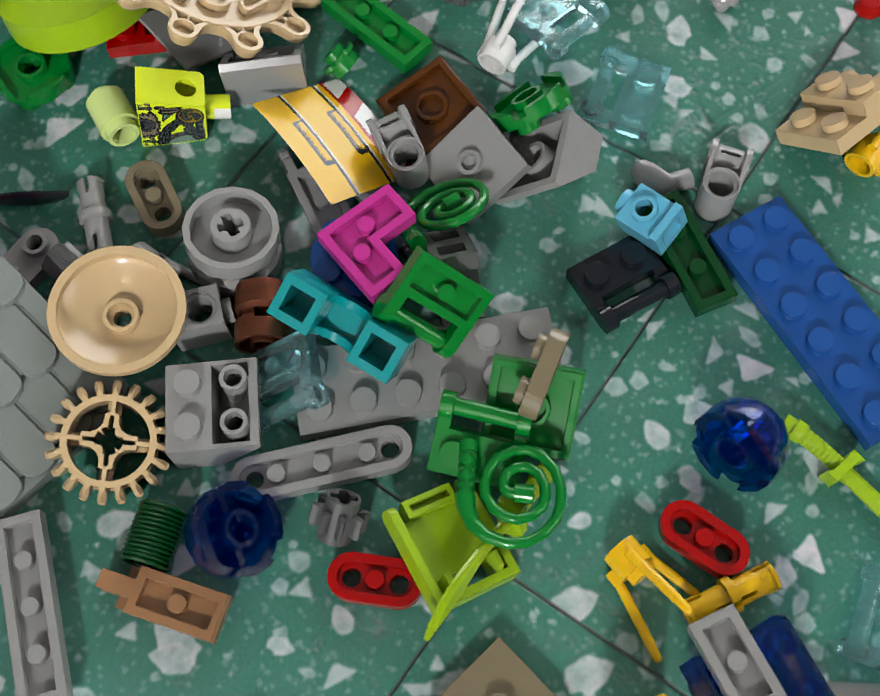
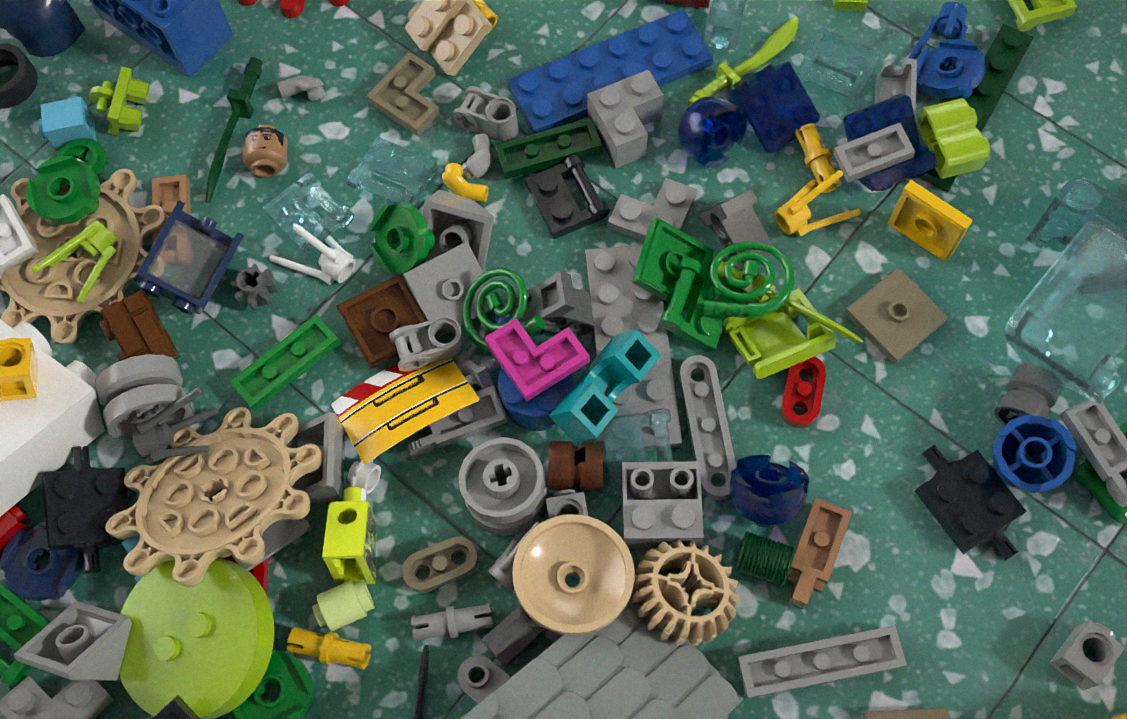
camera: 85 degrees left, 0 degrees up
(71, 111) = (329, 648): none -> yellow pin
(248, 117) = (364, 475): none -> white plate
(338, 517) = (755, 412): dark grey gear -> none
(340, 60) = (319, 394): green plate -> none
(439, 290) = (587, 306): green plate -> none
(533, 391) = (663, 239): dark tan plate -> none
(598, 484) = (736, 223): none -> dark grey tile
(610, 400) = (671, 205): none -> light grey plate
(615, 166) = (458, 185): none -> yellow arm
(658, 227) = (520, 175): medium azure brick -> none
(704, 535) = (776, 171): red plate -> none
(734, 80) = (399, 94): none -> dark tan plate
(750, 325) = (620, 115): none -> light grey brick
(805, 529) = (774, 105): none -> clear blue bracket

